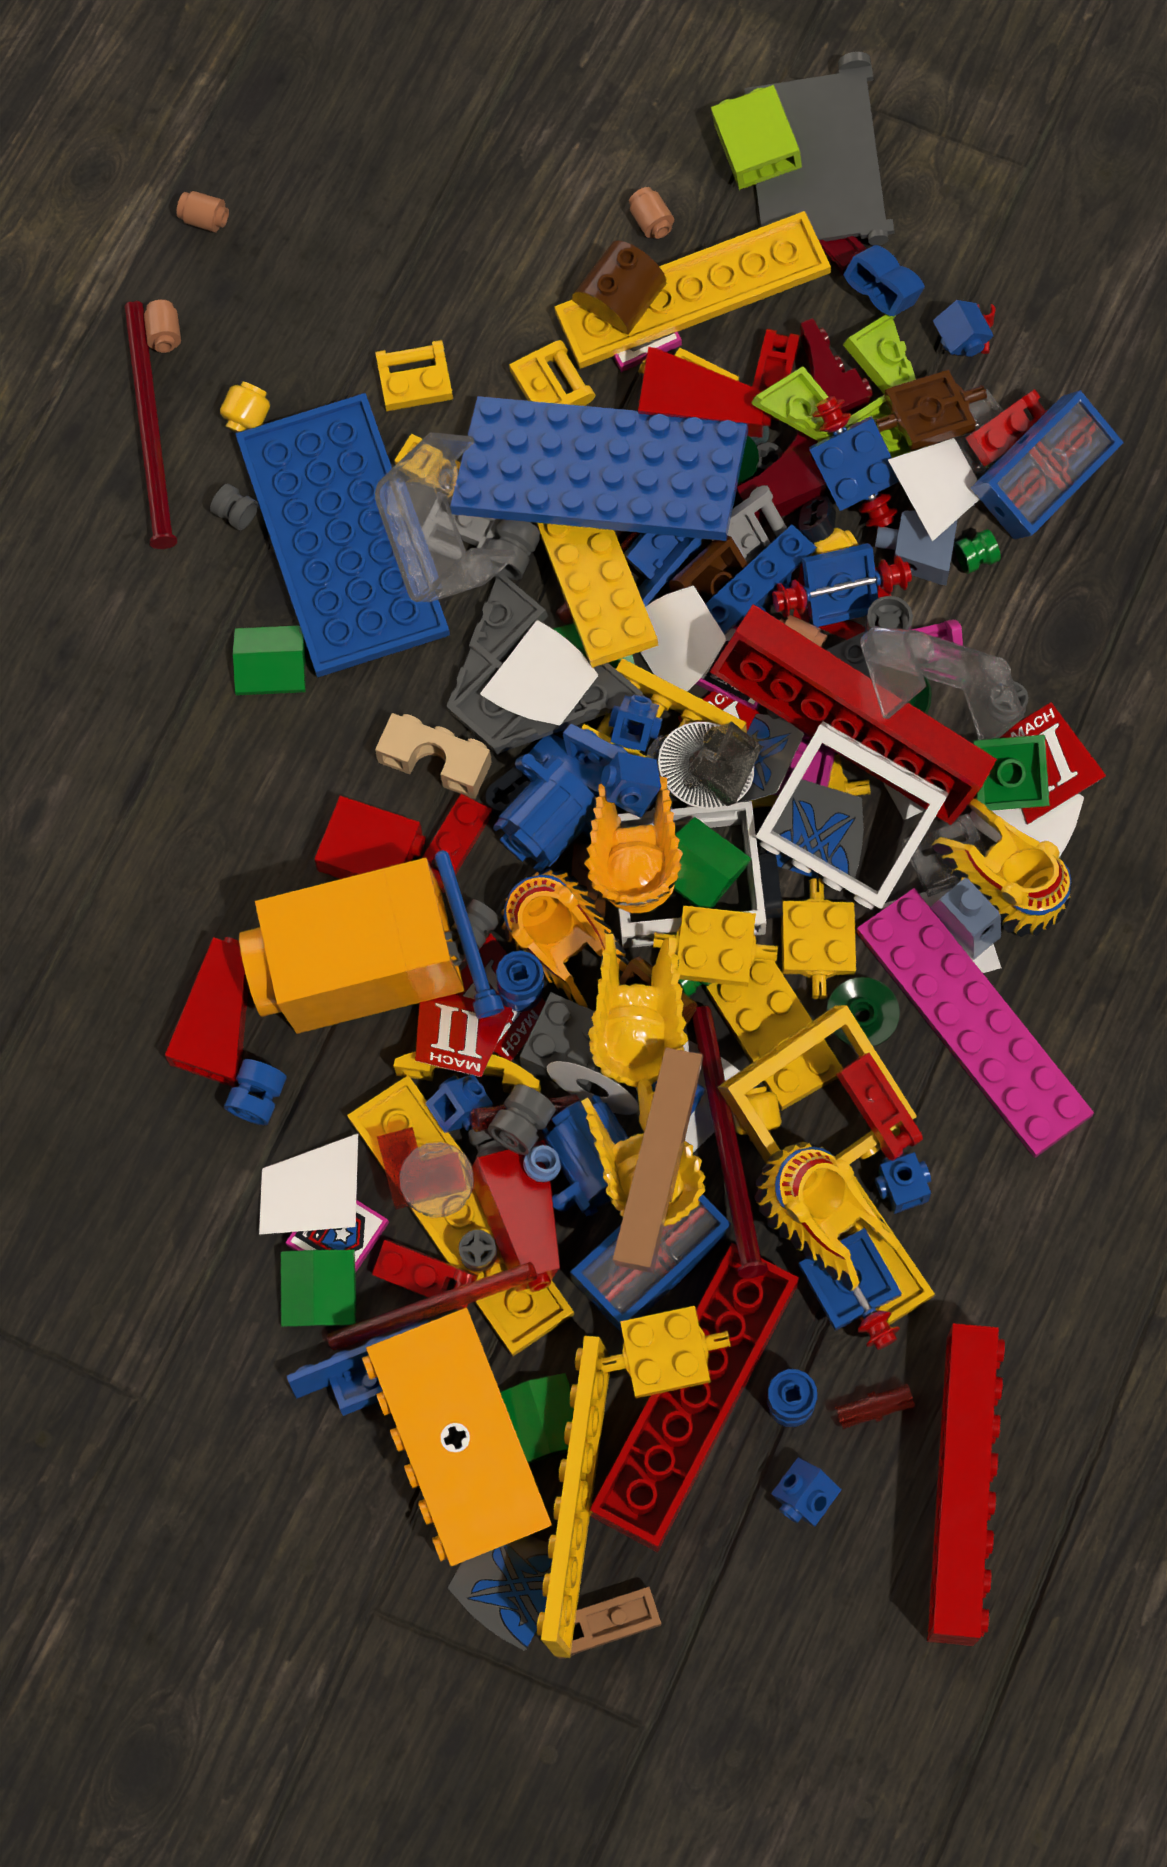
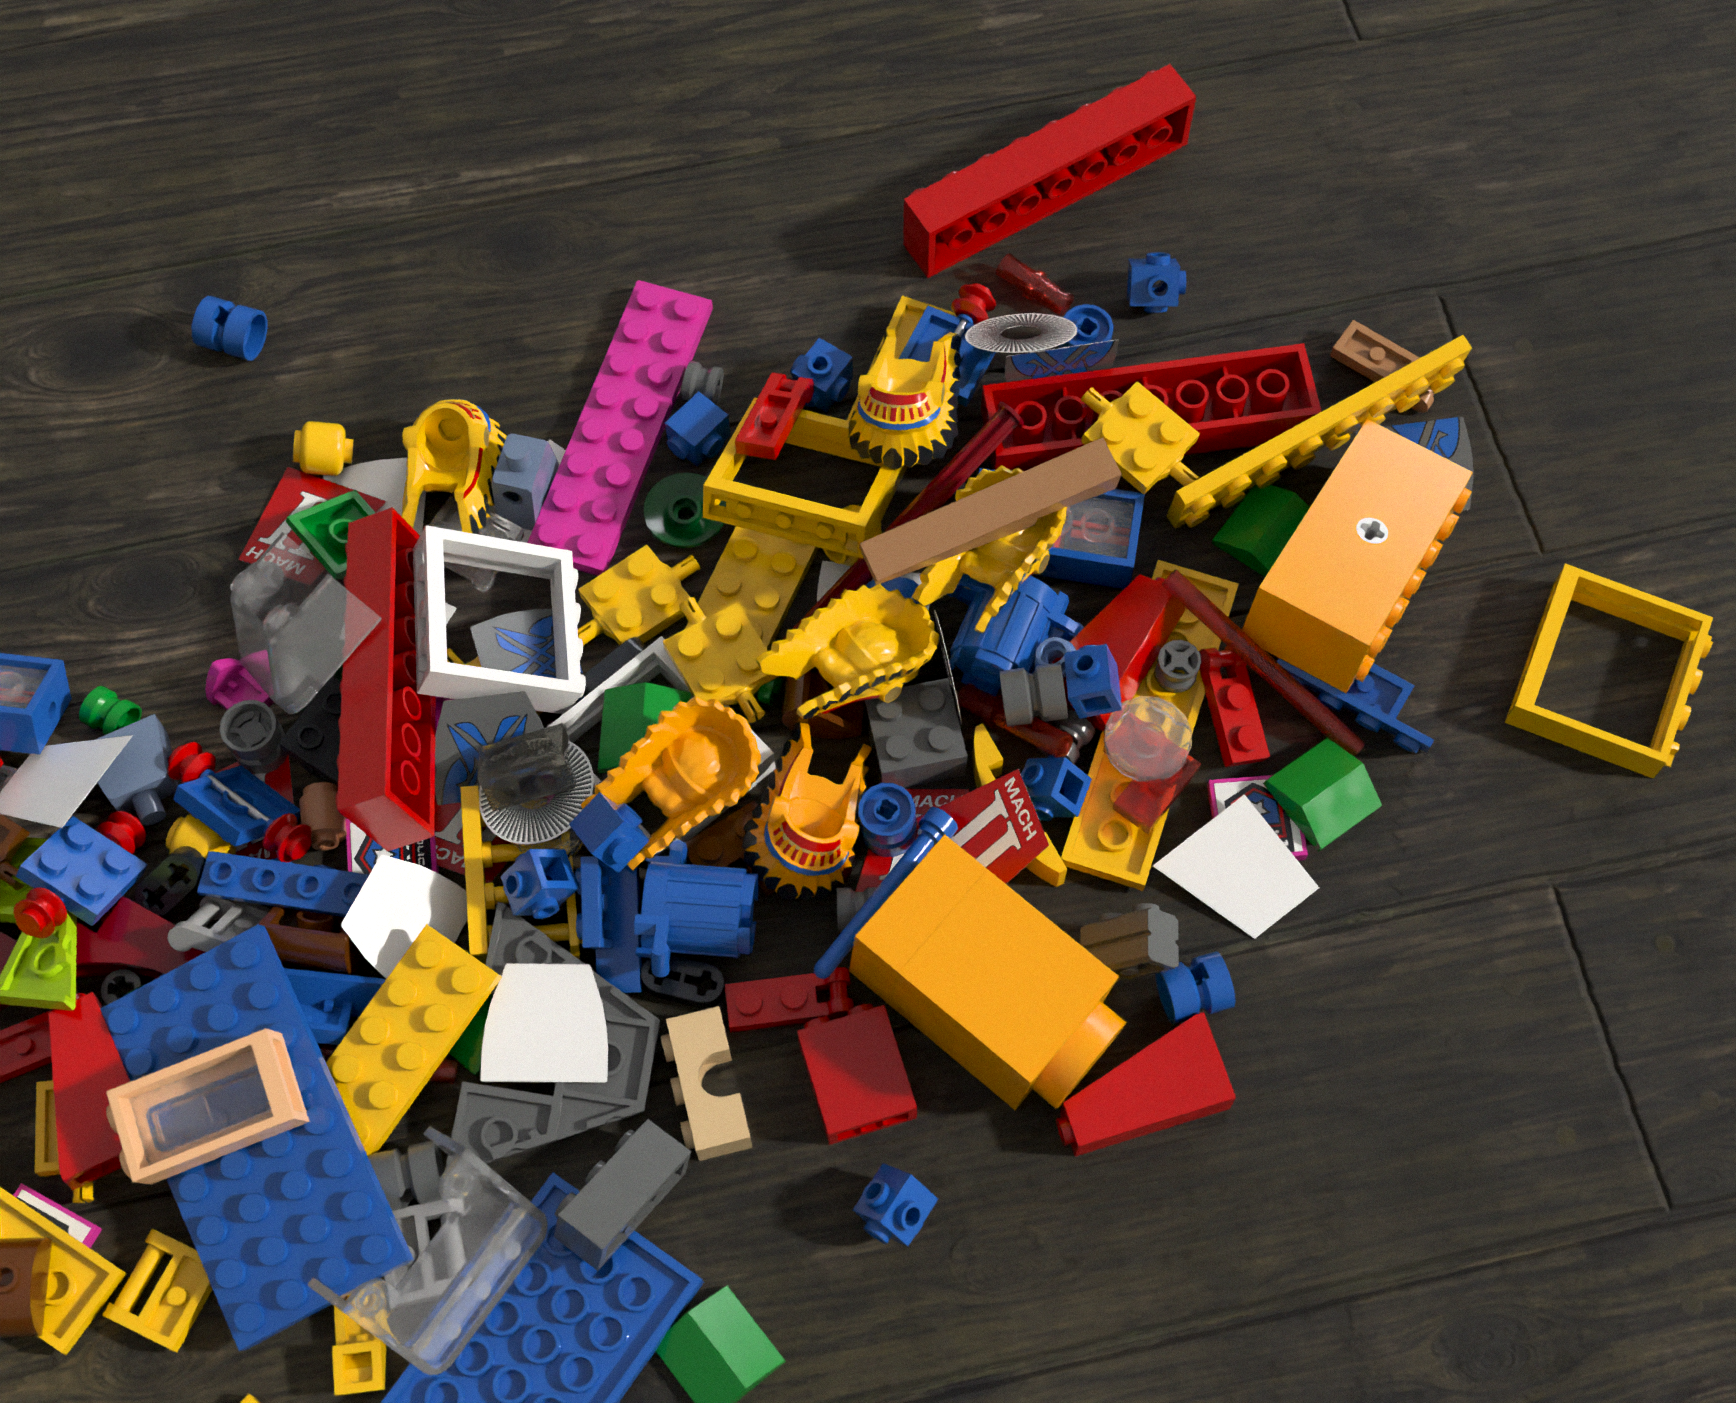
camera: 130 degrees left, 5 degrees down
(181, 1586) = (1634, 607): none -> yellow window
(268, 809) = (894, 1205): none -> blue brick
(311, 1064) = (1134, 942): none -> dark grey brick
(401, 654) = (620, 1193): none -> dark grey brick
(499, 1163) = (1092, 681): none -> blue brick
(624, 440) = (206, 1107): none -> piece
(768, 1341) = (1061, 361): none -> sticker
(792, 1351) = (1053, 333): none -> sticker
(924, 1066) = (697, 430): none -> blue brick
(963, 1096) = (704, 380): none -> dark grey wheel
(1097, 800) = (322, 448): none -> yellow head

